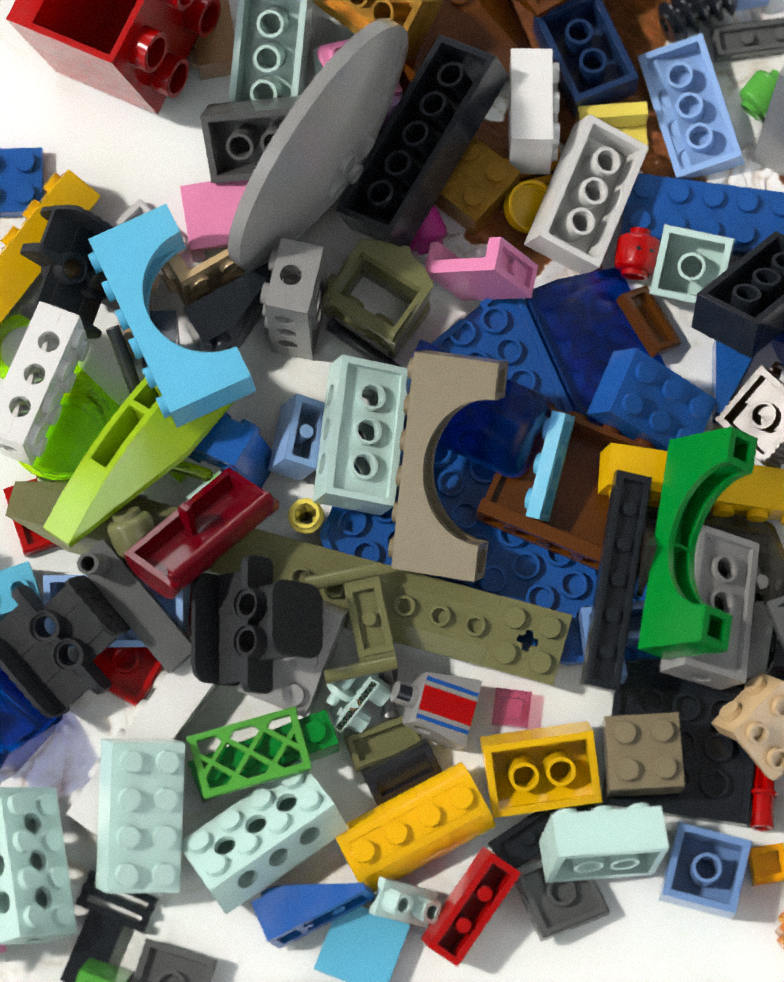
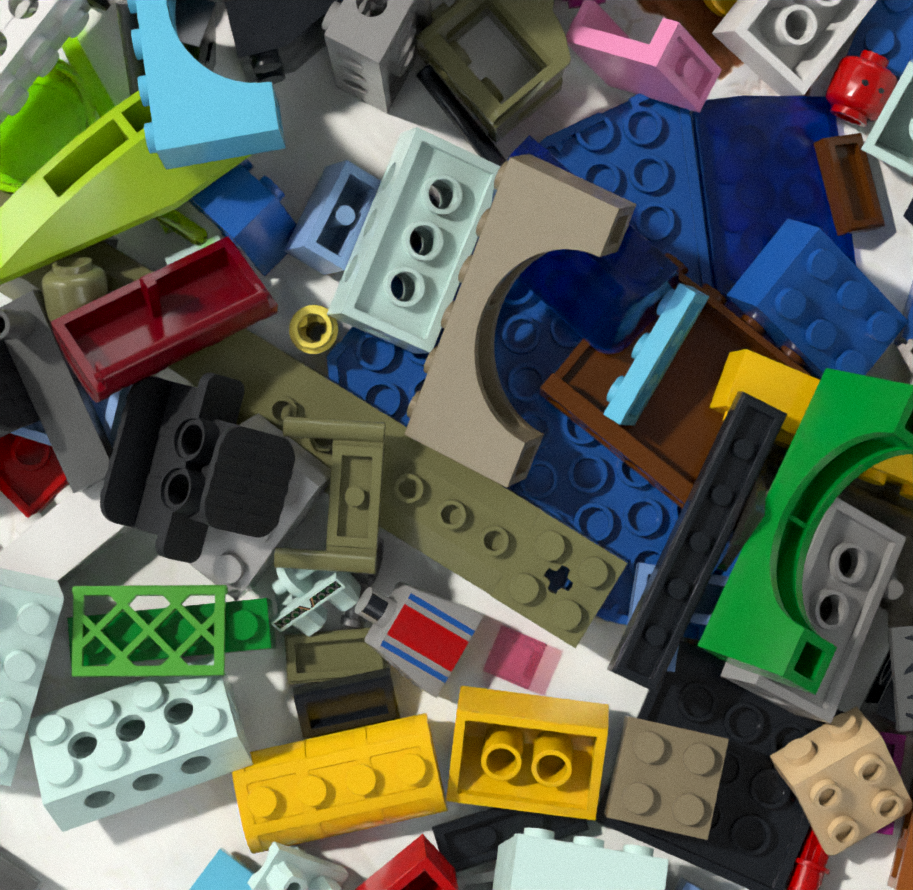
camera: 20 degrees right, 10 degrees up
(297, 910) = (152, 851): blue slope -> none

